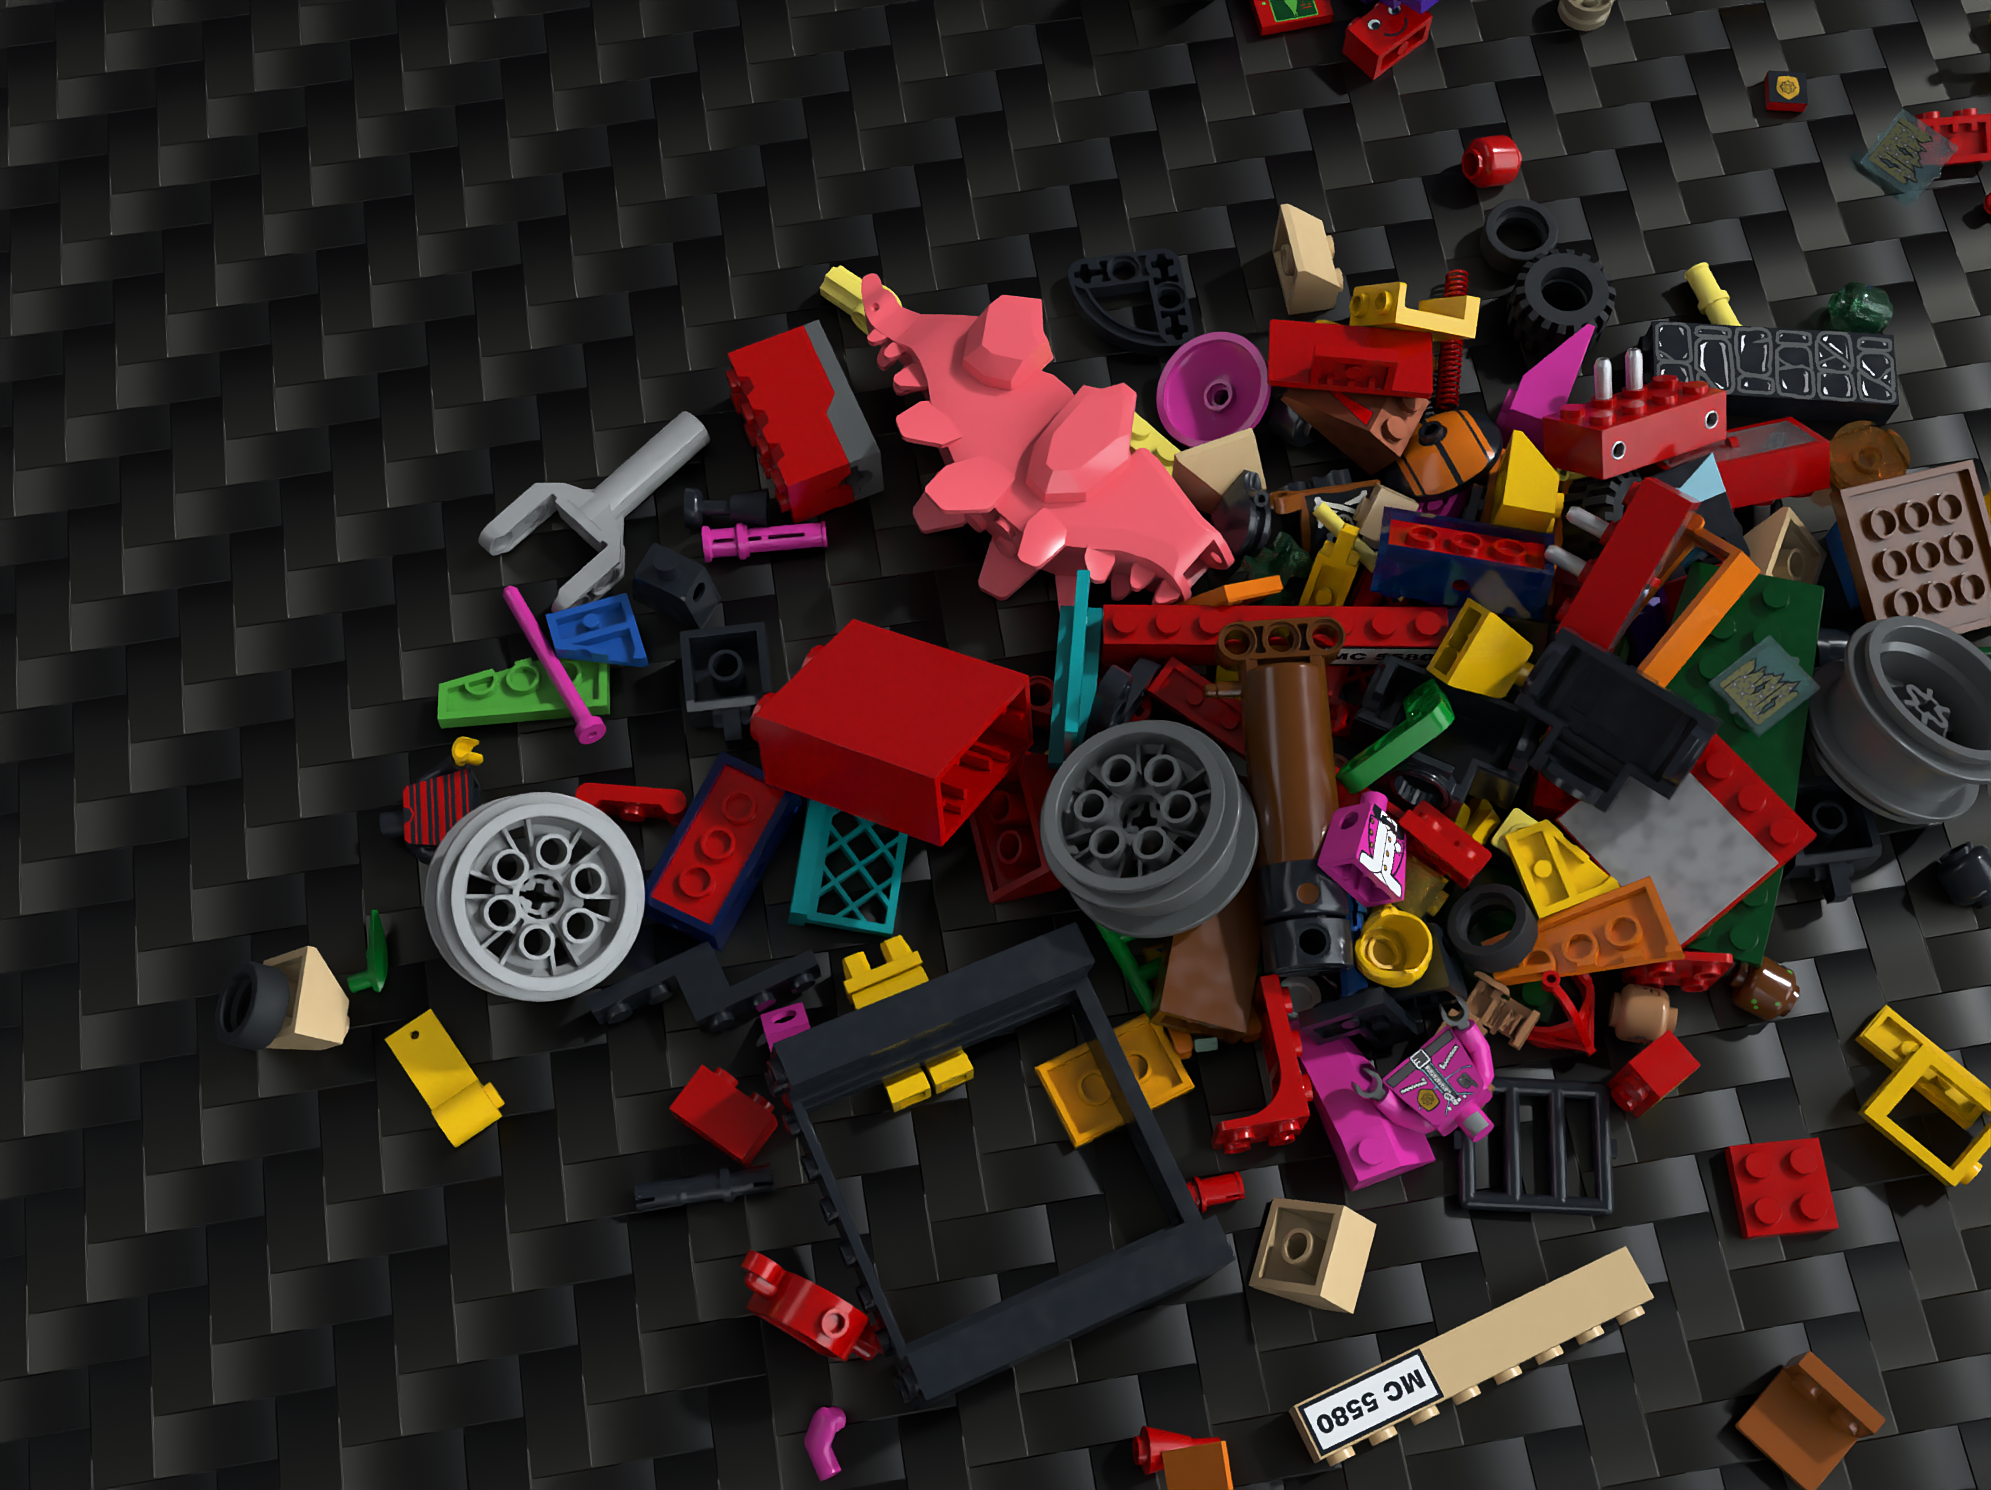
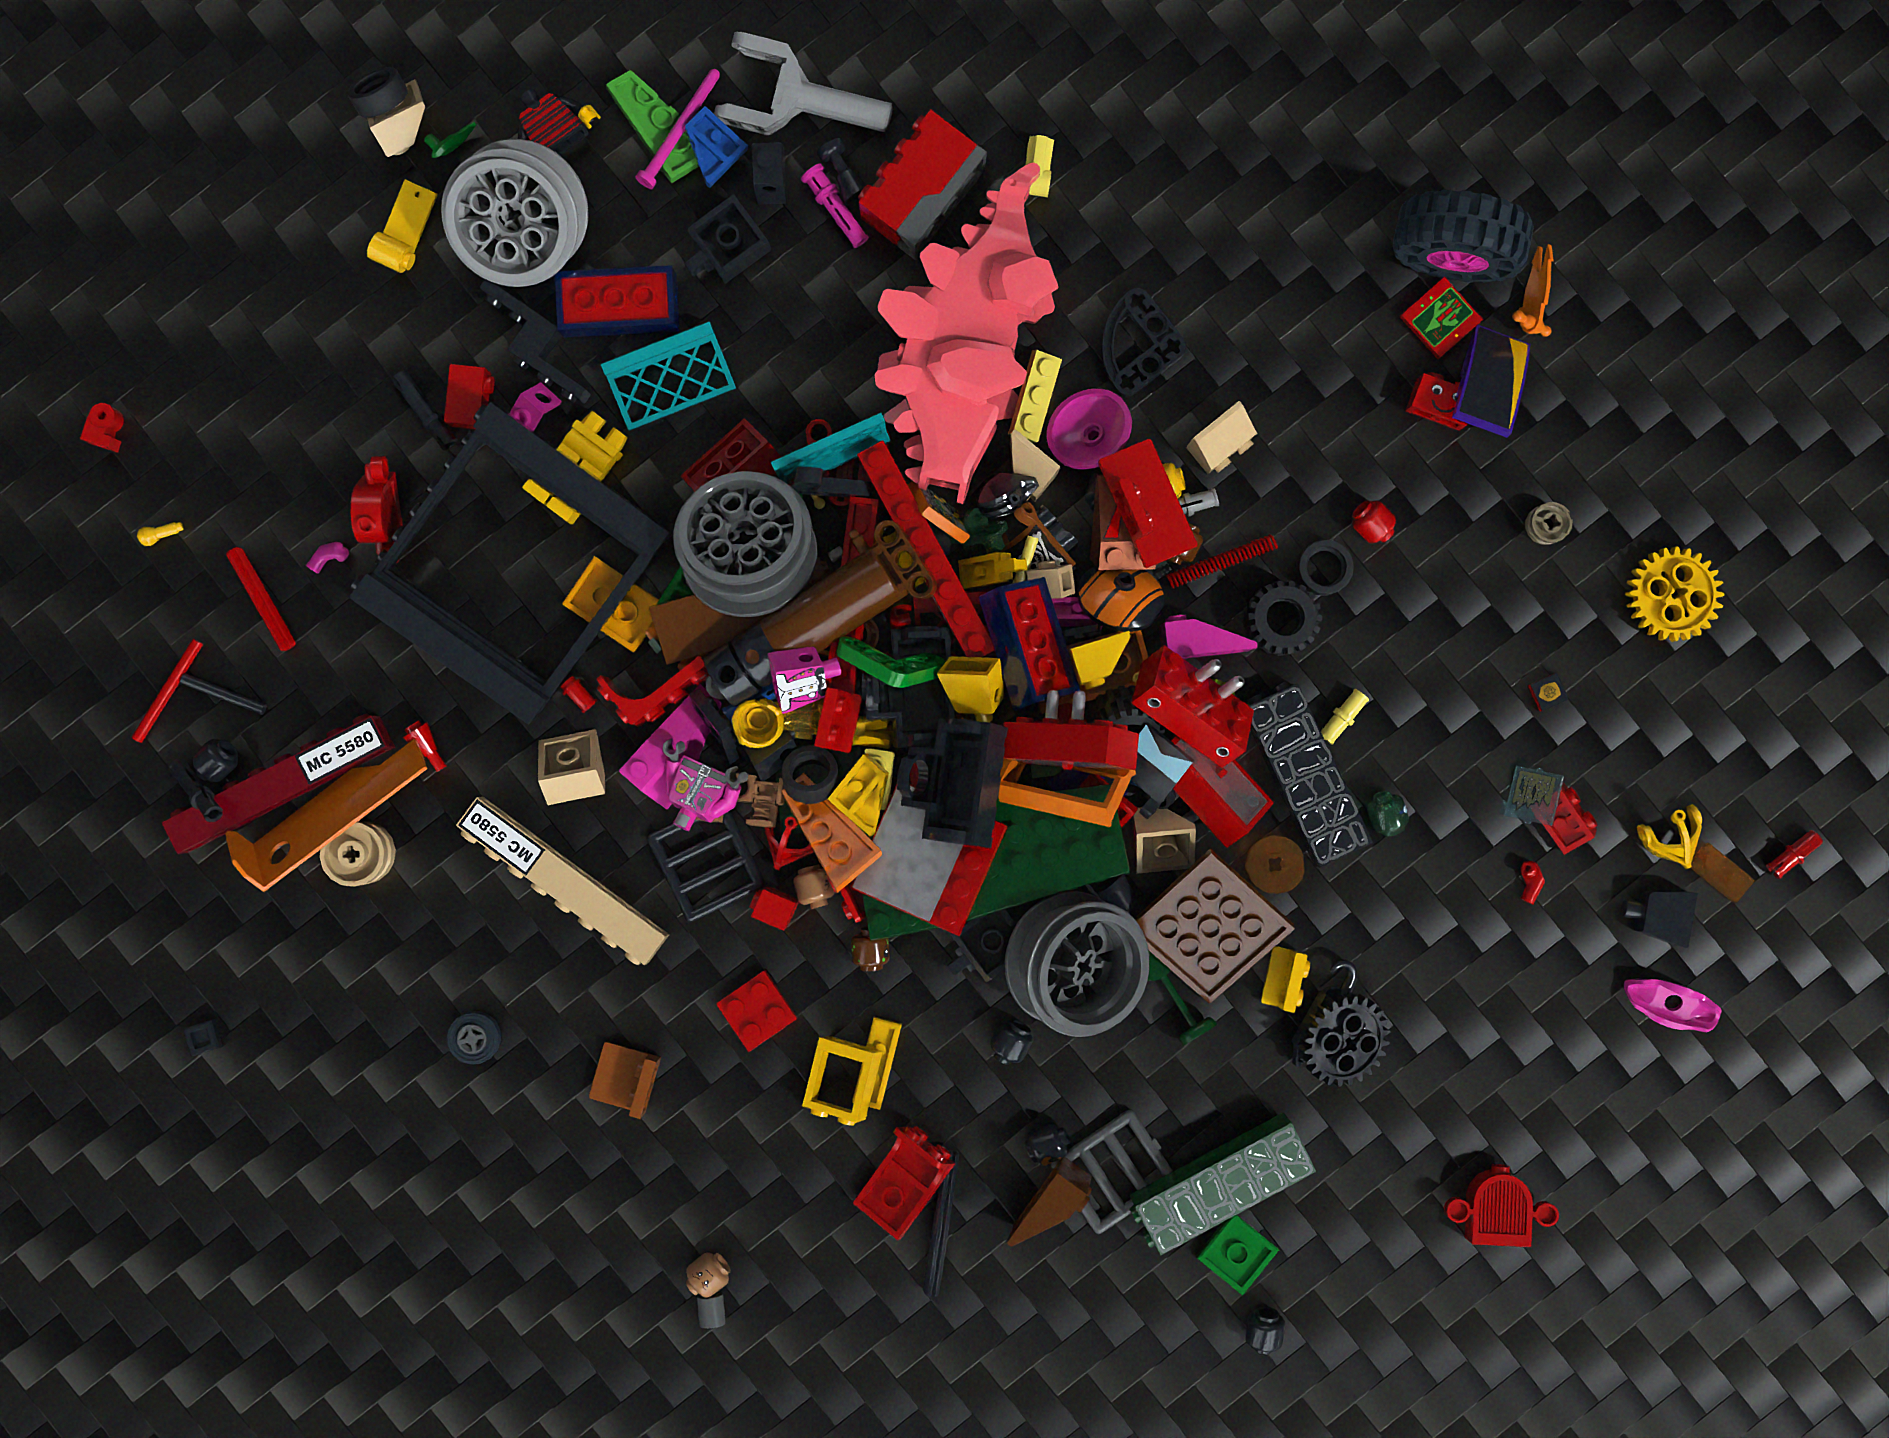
camera: 60 degrees right, 20 degrees up
(635, 802) = (620, 231): red plate -> none
(894, 730) = (730, 359): red brick -> none
(1385, 308) = (1216, 549): yellow panel -> none
(1764, 686) = (1042, 863): piece -> none

